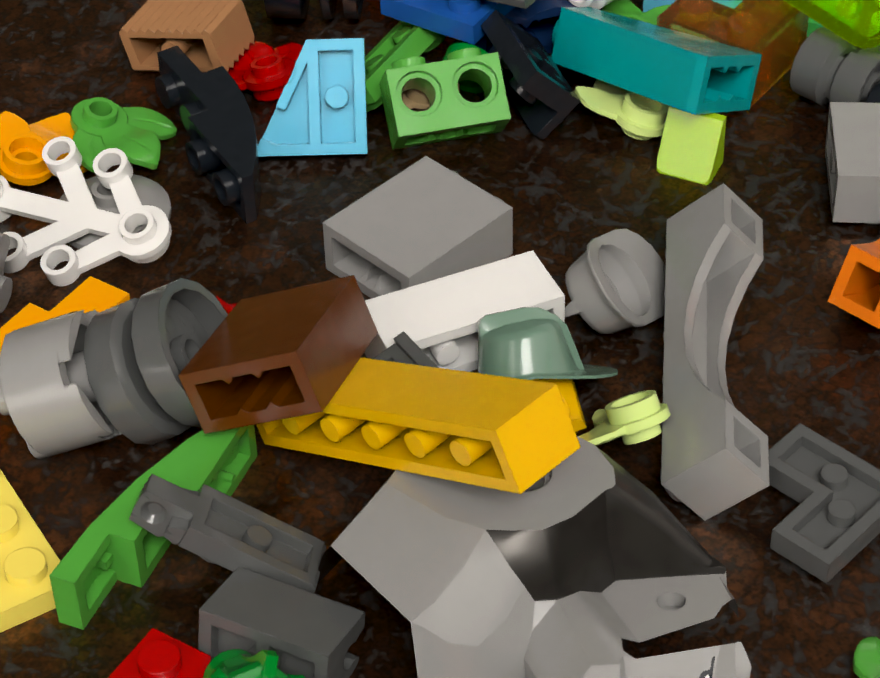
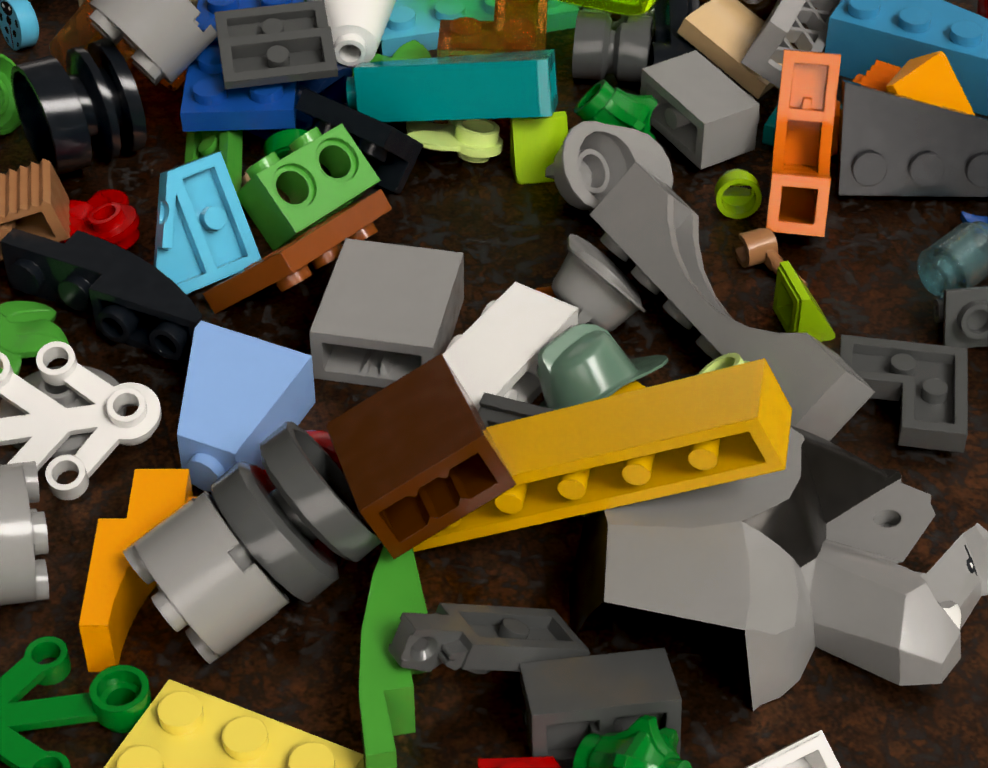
camera: 35 degrees left, 0 degrees up
(234, 249) = (236, 398): none -> light blue slope
(365, 158) = (289, 263): none -> dark orange wing
(715, 157) = (598, 157): none -> light grey piece
(776, 145) = (616, 107): none -> green rock
(798, 385) = (797, 307): none -> lime slope
(811, 315) = (759, 248): none -> medium nougat hand
(830, 260) = (737, 201): none -> lime hinge

